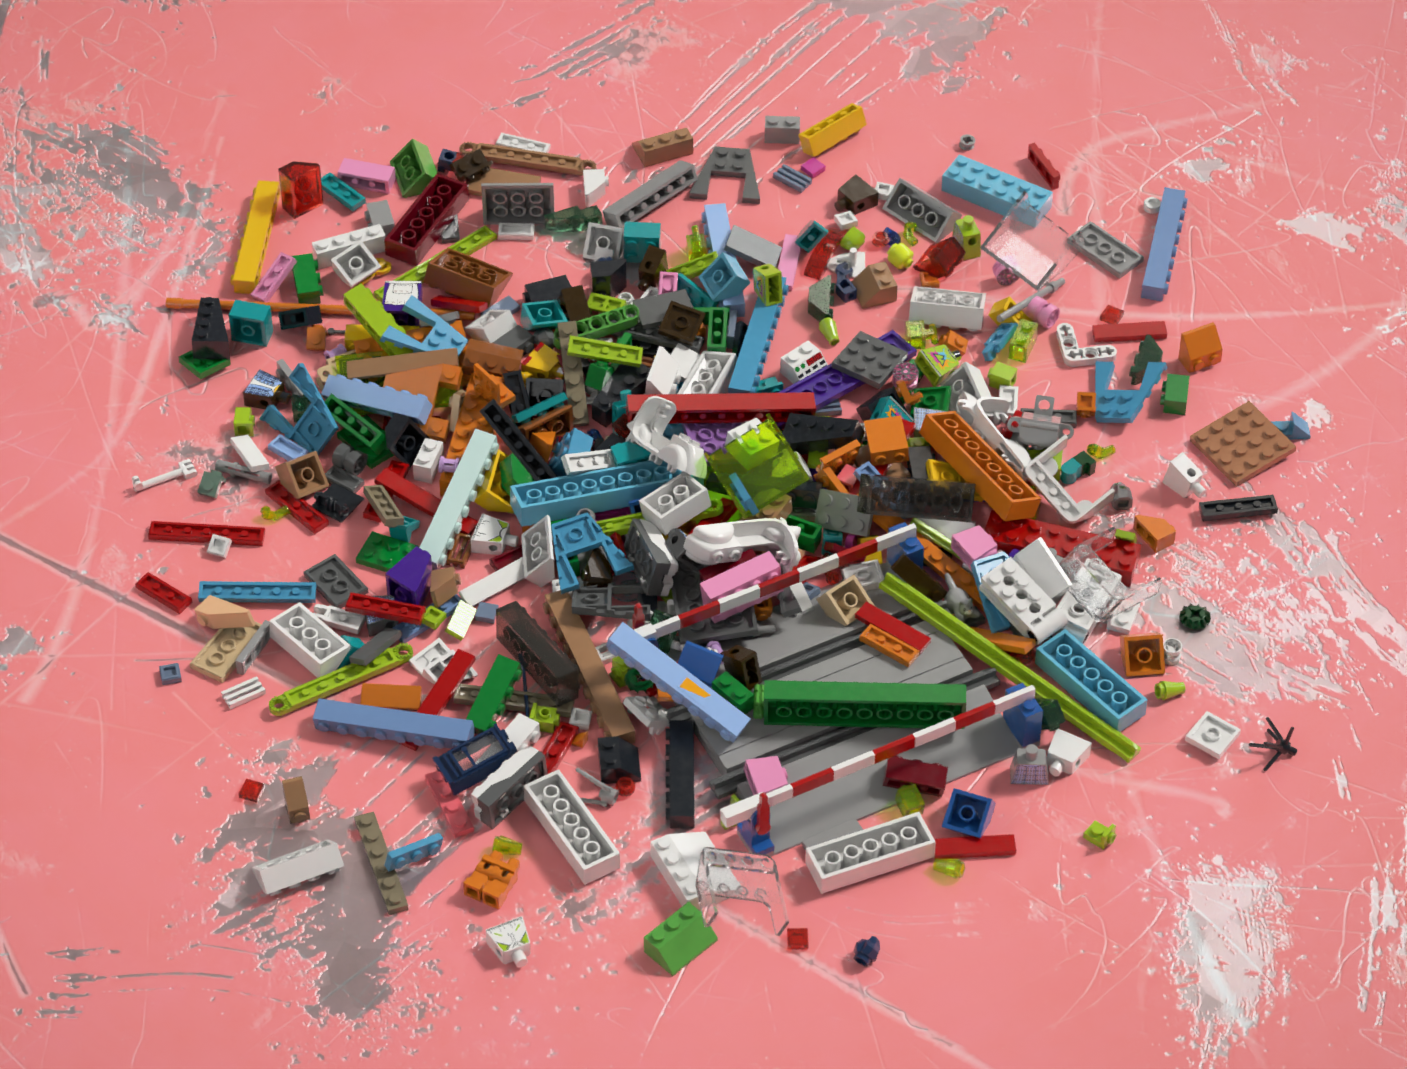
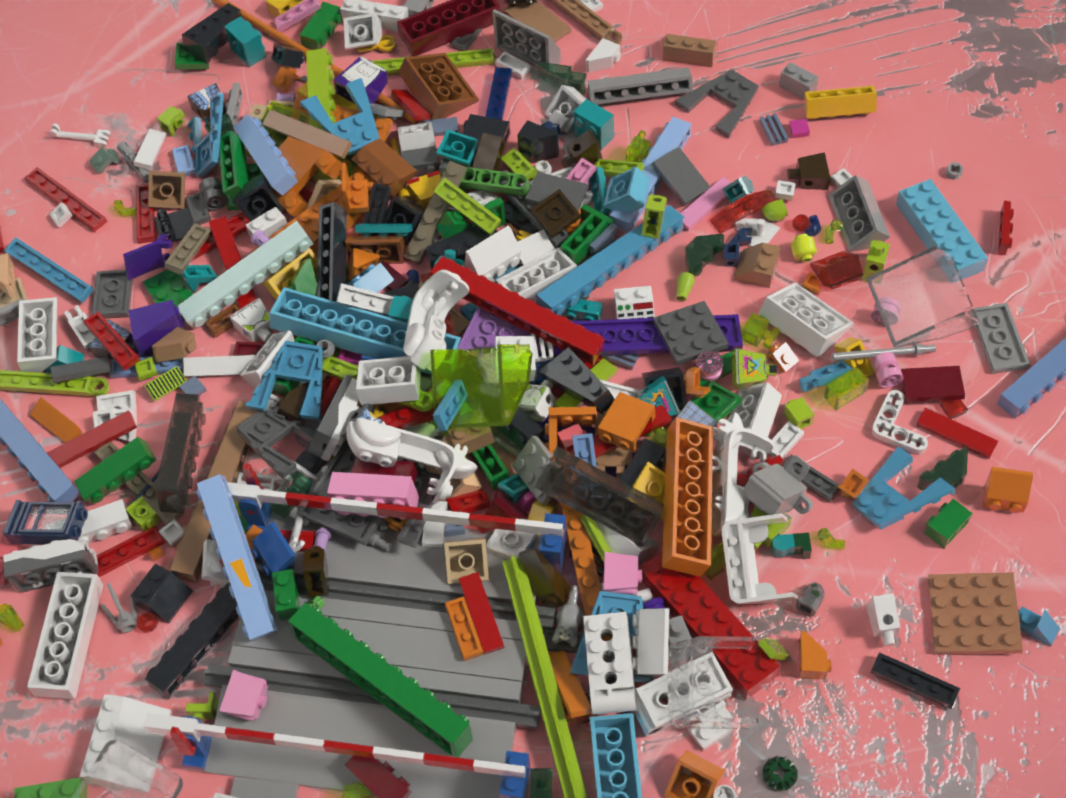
camera: 40 degrees right, 10 degrees up
(350, 532) = (146, 257): none -> dark purple flag
(527, 258) = (499, 93): none -> clear blue plate
(1085, 305) = (933, 384): none -> dark red tile

